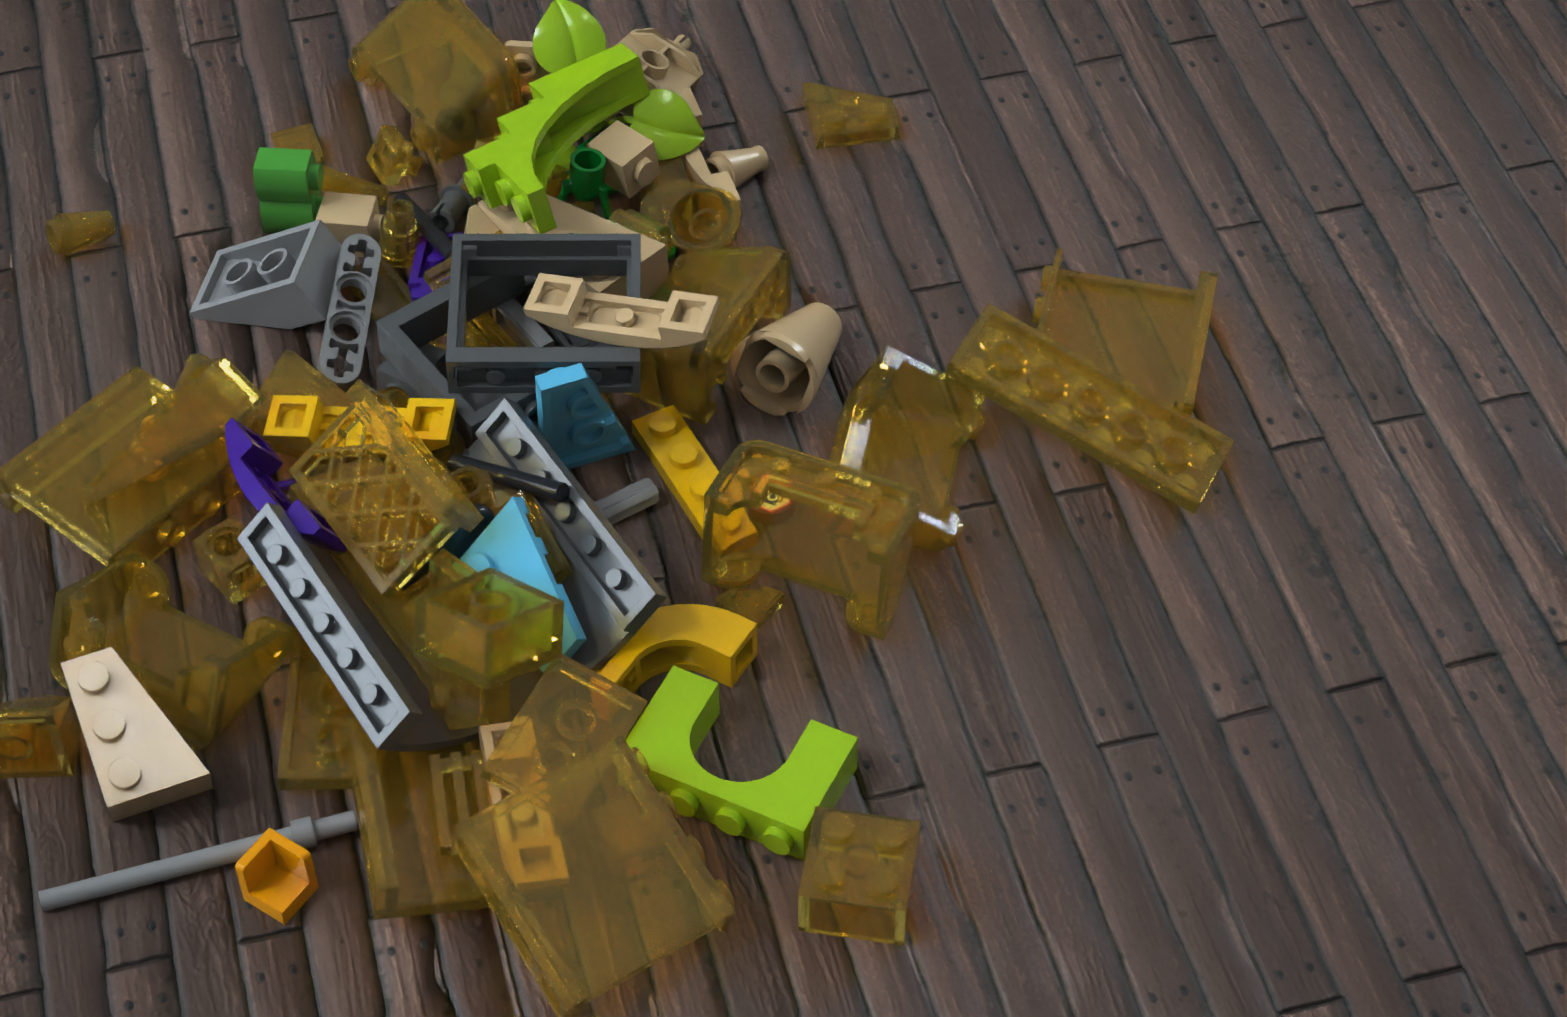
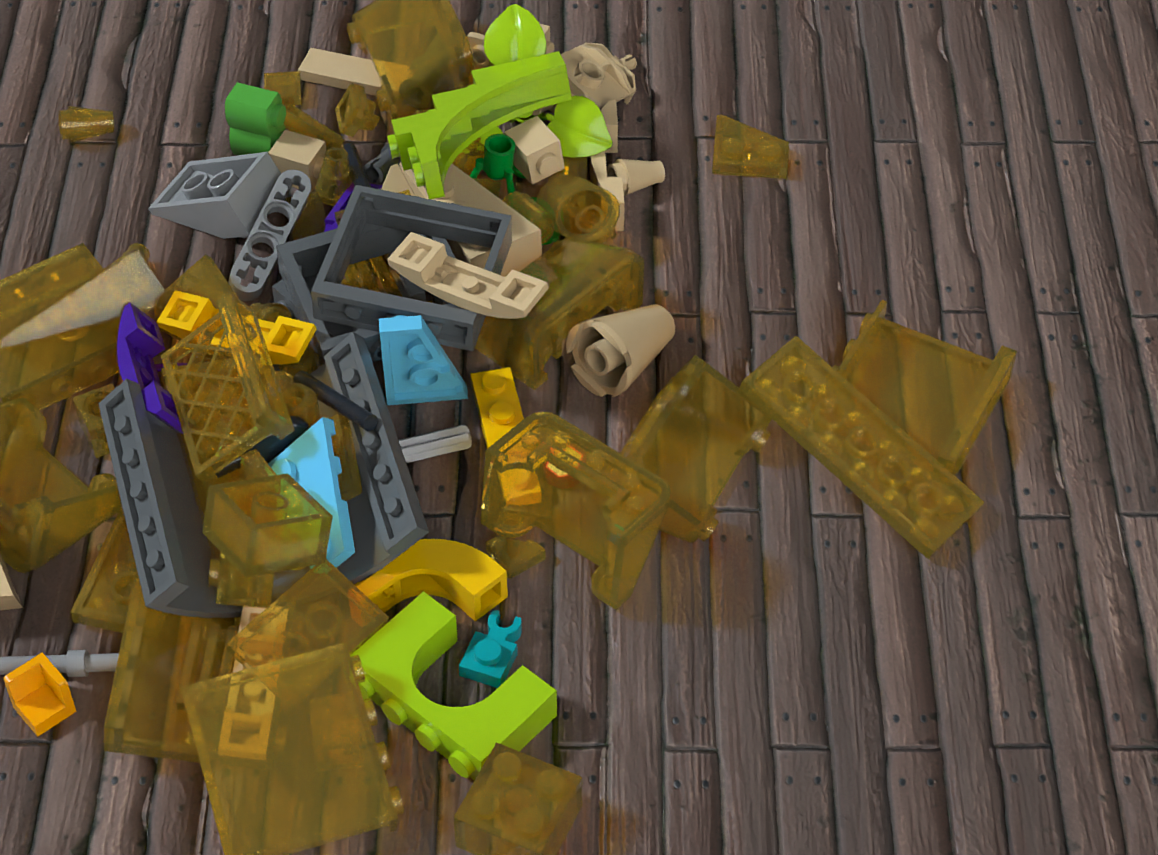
camera: 15 degrees right, 0 degrees up
(357, 114) = (339, 70): none -> tan tile
(764, 716) = (491, 655): none -> teal plate

